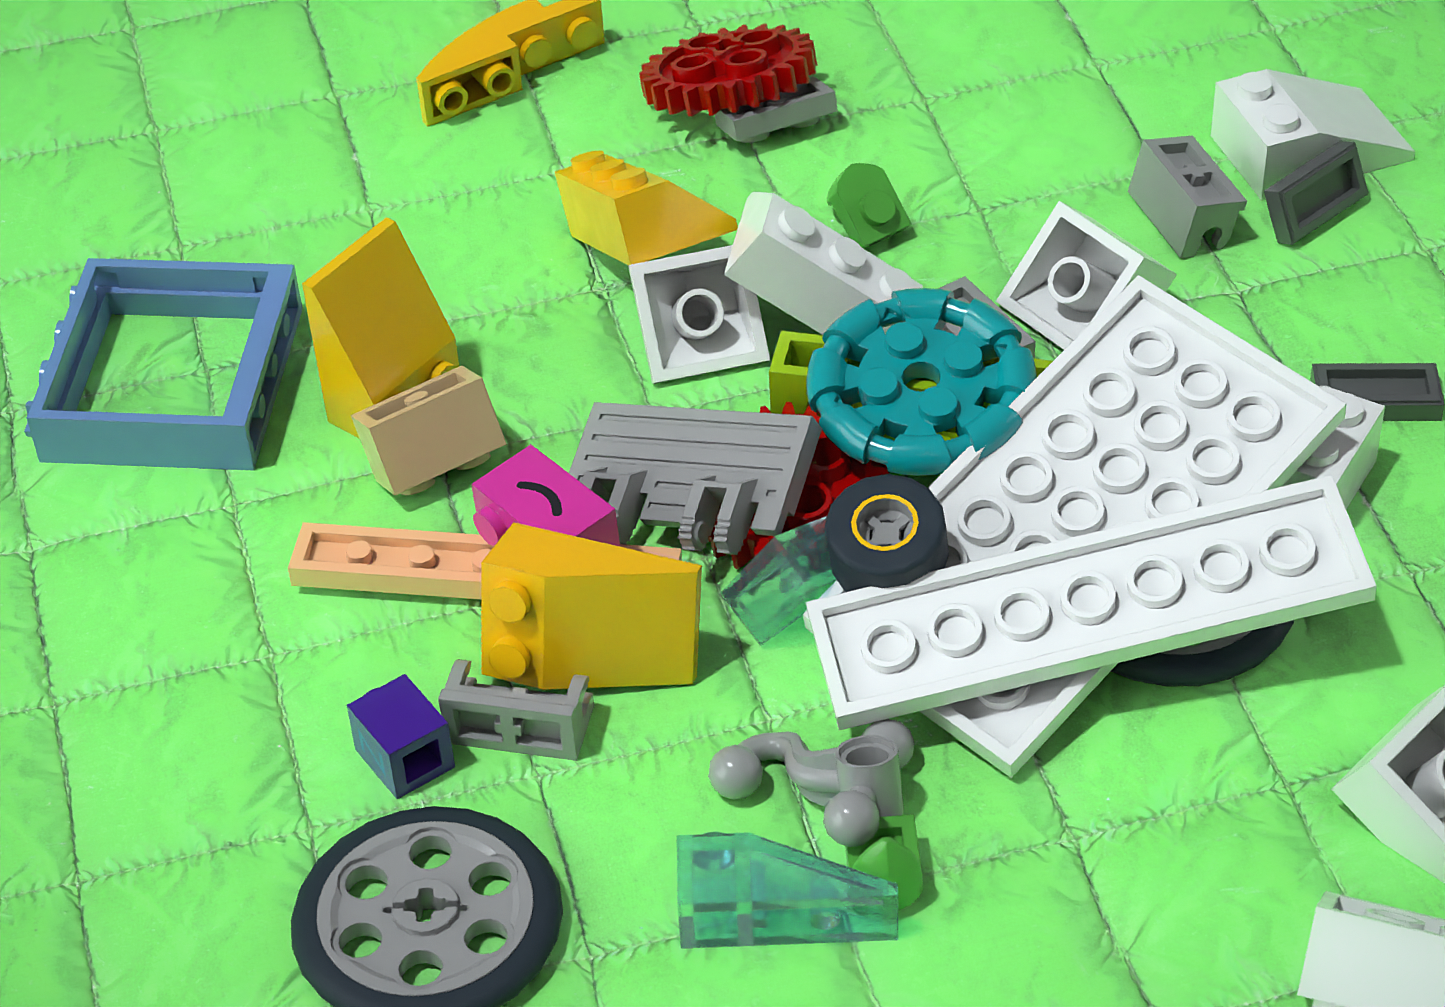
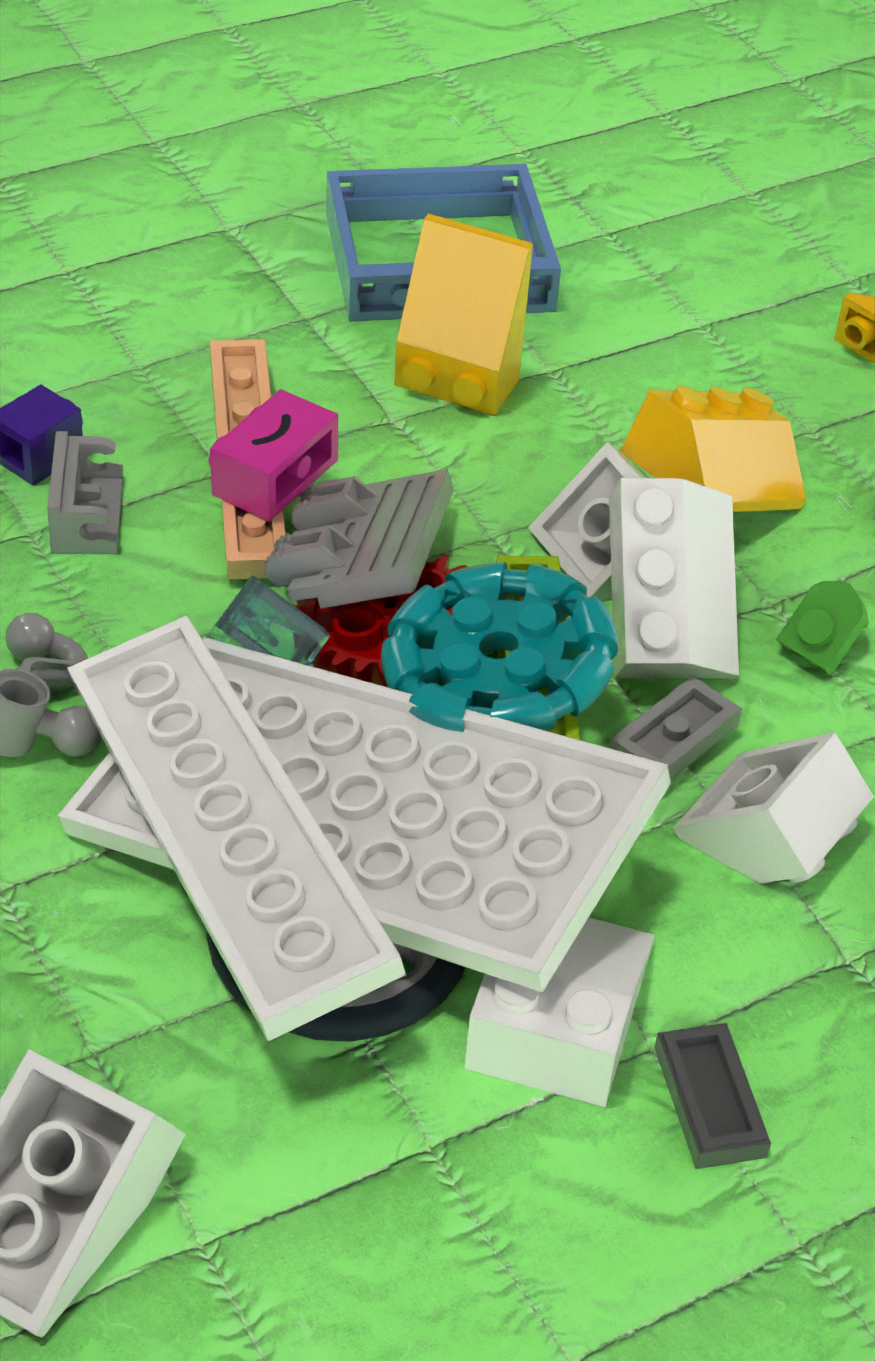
camera: 70 degrees right, 0 degrees up
(429, 431) = (384, 382): tan brick -> none
(586, 609) = (161, 484): yellow slope -> none
(885, 533) = (269, 650): black wheel -> none

